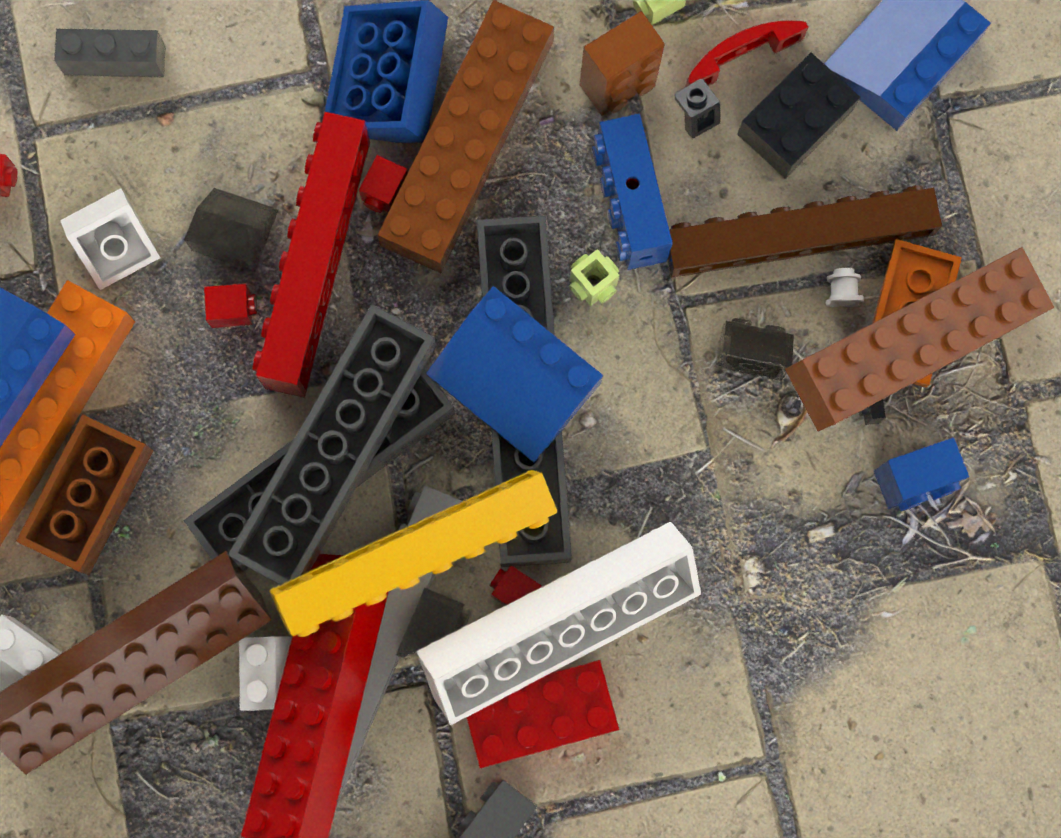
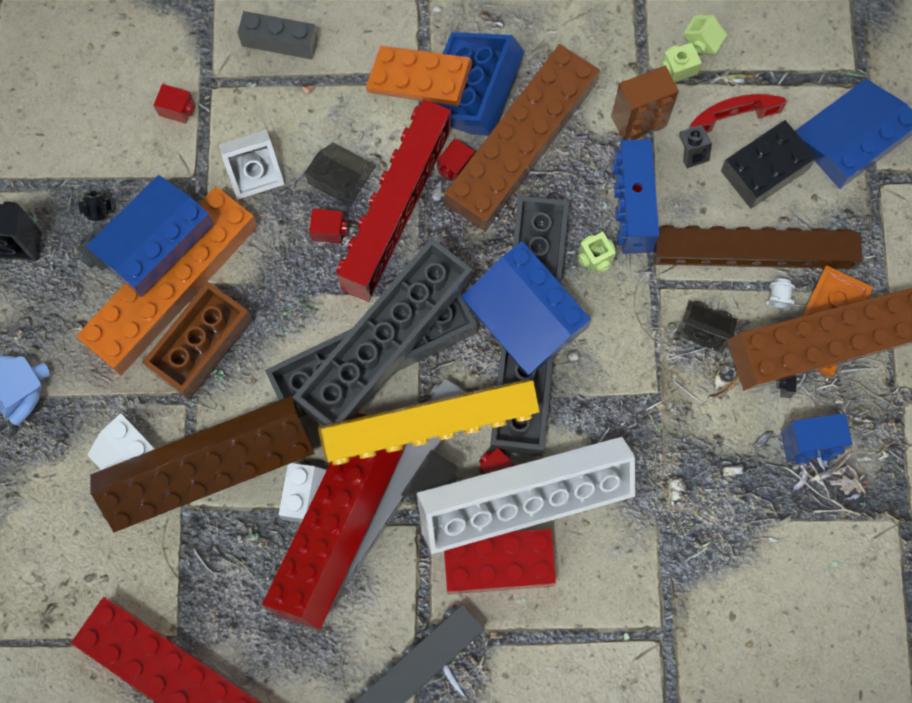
camera: 15 degrees right, 5 degrees down
(313, 75) = (419, 75): none -> orange plate

